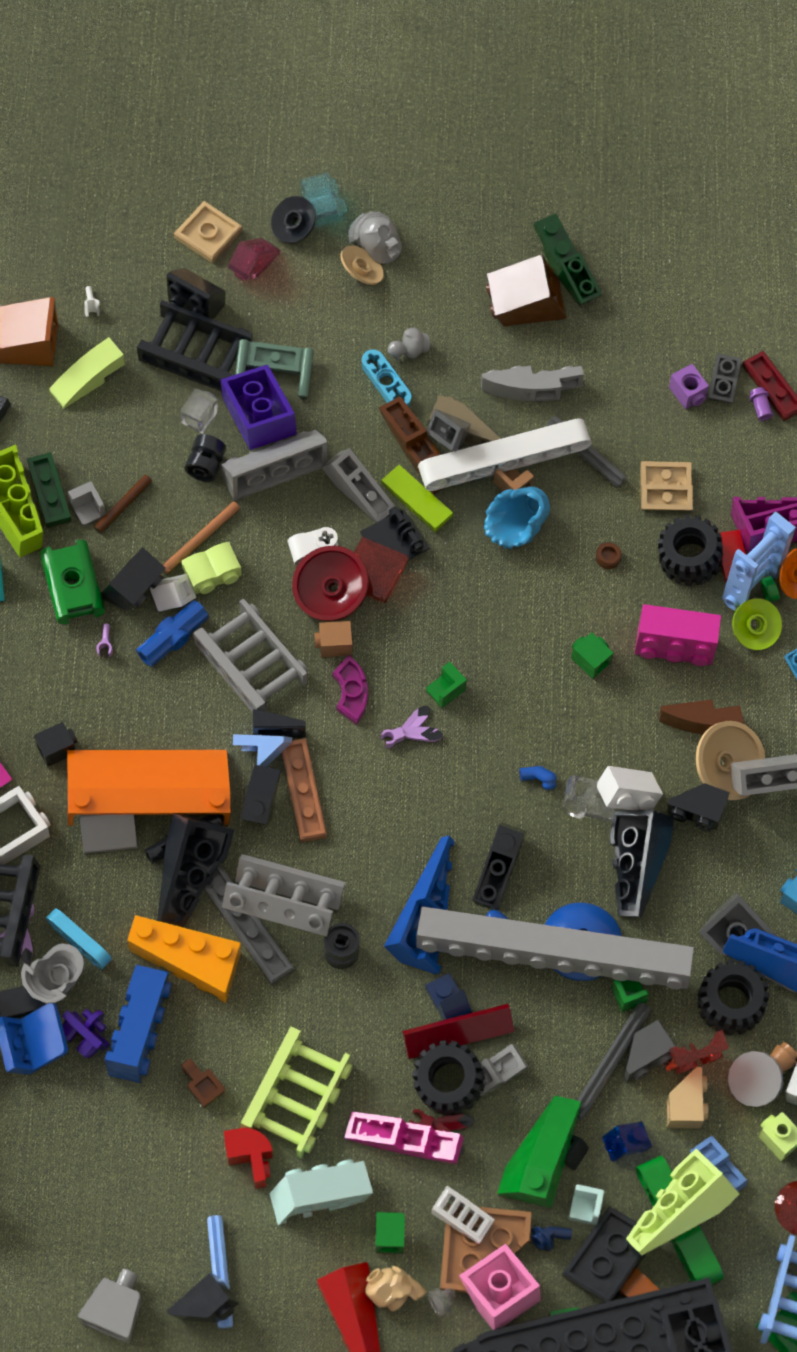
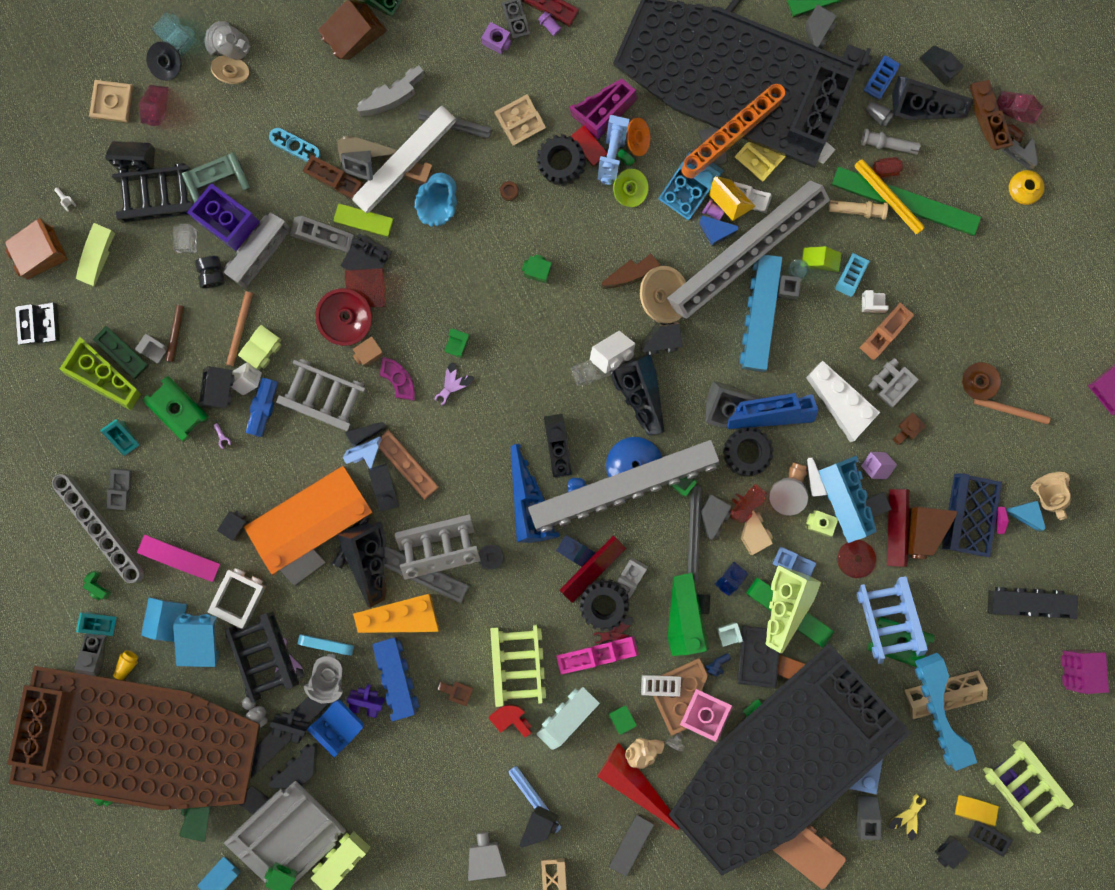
camera: 30 degrees left, 20 degrees up
(304, 543) = (314, 293): white piece -> none
(412, 344) = (297, 109): light grey animal -> none
(538, 772) = (549, 368): blue arm -> none
(677, 635) = (585, 226): dark pink brick -> none

